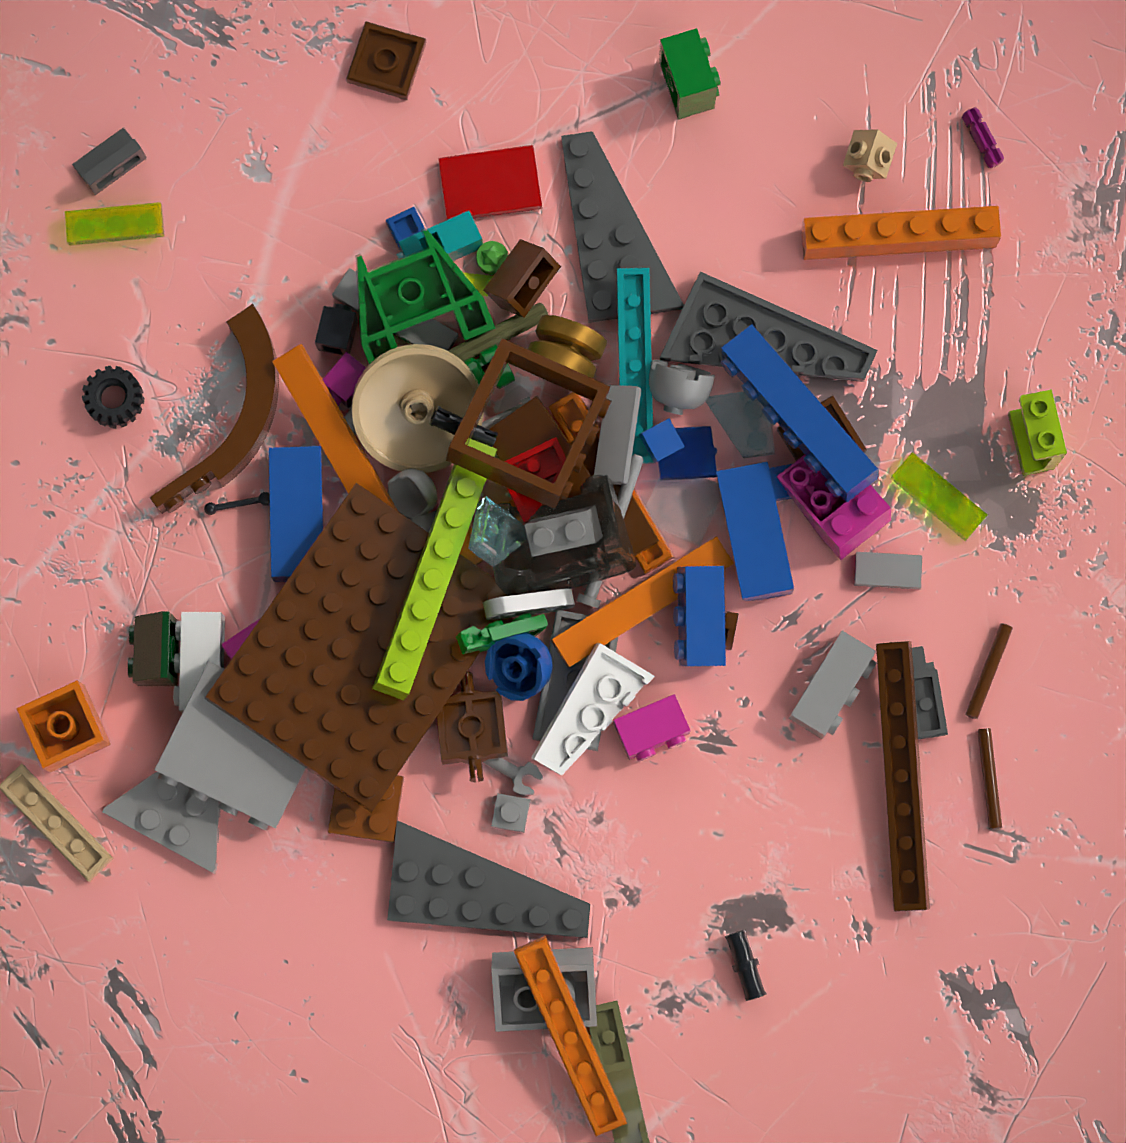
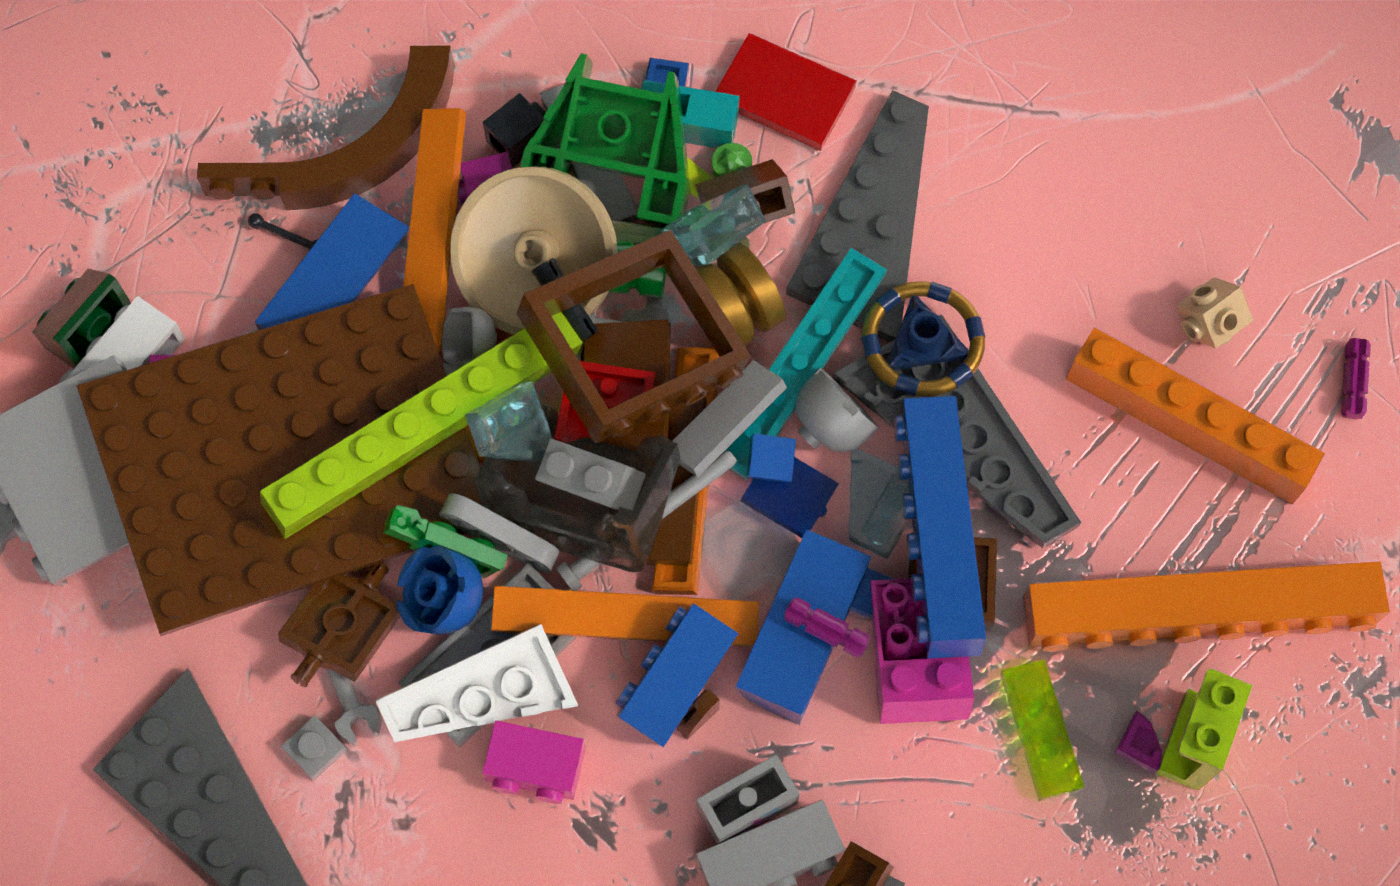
camera: 30 degrees right, 10 degrees down
(108, 378) = (239, 32): black tyre -> none
(353, 820) = (170, 654): dark orange plate -> none
(523, 313) = (717, 225): none -> clear light blue slope
(688, 73) = (1073, 107): green brick -> none
(701, 296) = (923, 339): none -> dark blue piece
(773, 525) = (826, 627): none -> magenta axle
(797, 662) = (747, 800): none -> light grey brick
(888, 570) = (926, 772): light grey tile -> none
(985, 351) = (1205, 604): none -> orange brick
(1002, 464) = (1140, 743): none -> magenta tile

